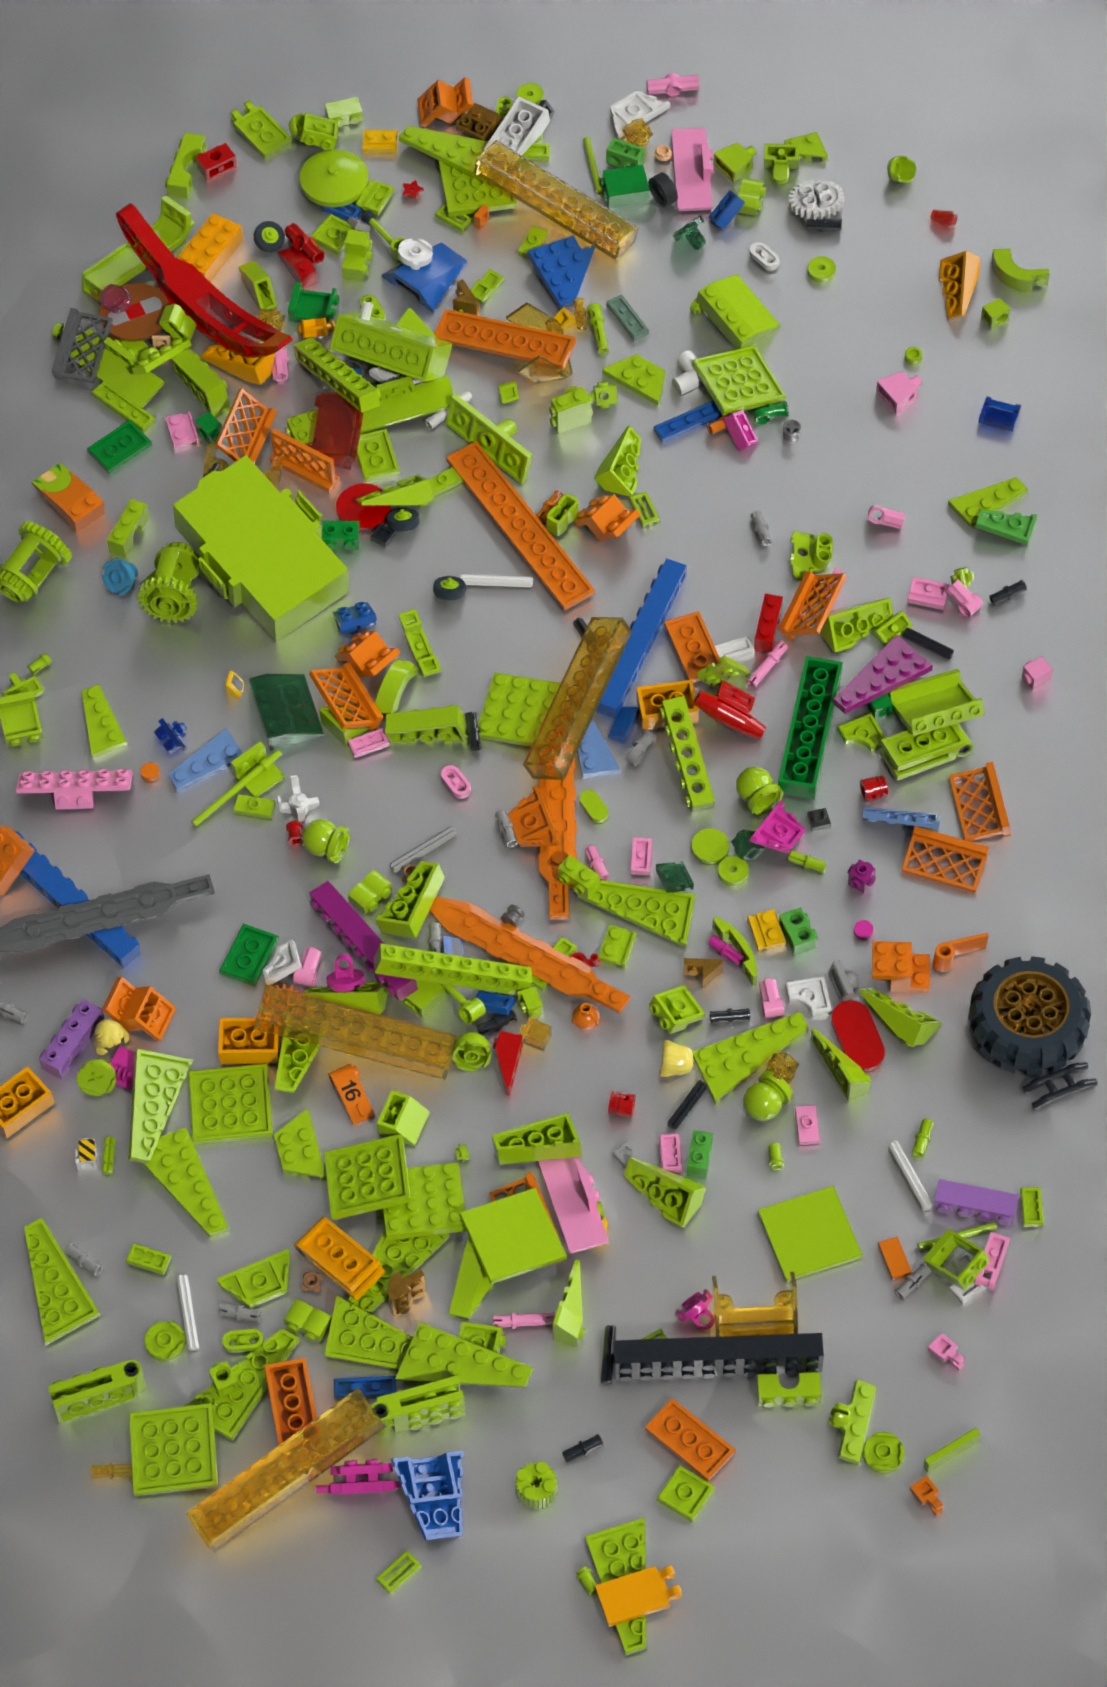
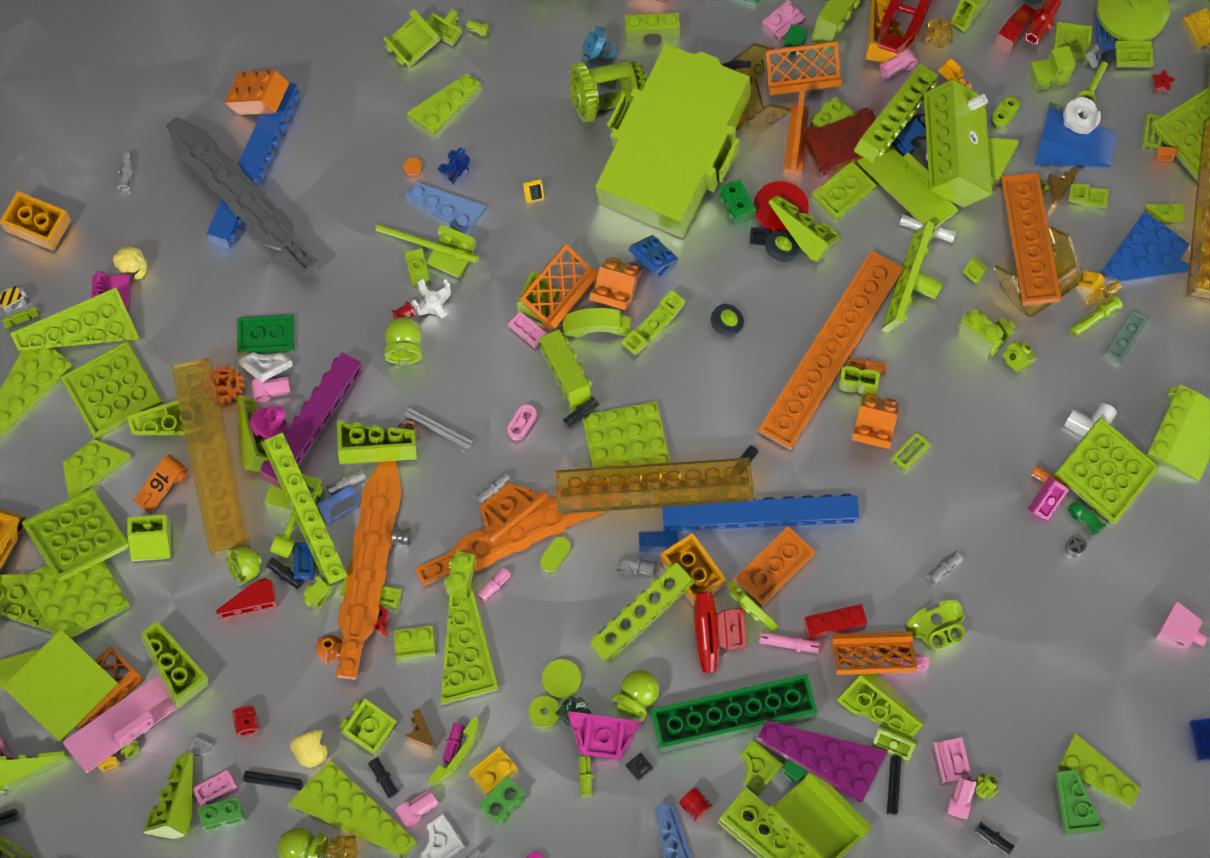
camera: 65 degrees right, 10 degrees up
(71, 1038) = (117, 233): medium lavender brick -> none
(74, 789) = (367, 115): bright pink bracket -> none
(96, 1077) = (84, 270): lime tile -> none
(138, 1008) = (164, 271): orange bracket -> none
(245, 1045) = (160, 362): light orange brick -> none
(285, 709) = (527, 242): clear green slope -> none
(312, 304) = (979, 59): green panel -> none
(370, 892) = (371, 403): lime brick -> none
(444, 481) = (843, 260): lime plate -> none
(462, 1153) = (140, 604): lime plate -> none
(497, 580) = (760, 358): white axle -> none
(536, 1034) = (286, 613): clear yellow brick -> none
(595, 754) = (613, 528): medium blue wing -> none
(619, 467) = (945, 407): lime wedge -> none
(639, 376) = (1062, 378): lime wing -> none
(641, 856) = (519, 621): bright pink plate -> none
(674, 877) = (507, 660): clear green plate -> none
(687, 421) = (1032, 444): blue tile -> none
(736, 648) = (793, 603): white tile -> none
(861, 875) = (589, 842): magenta brick -> none
(888, 517) = (1020, 679): bright pink piece -> none

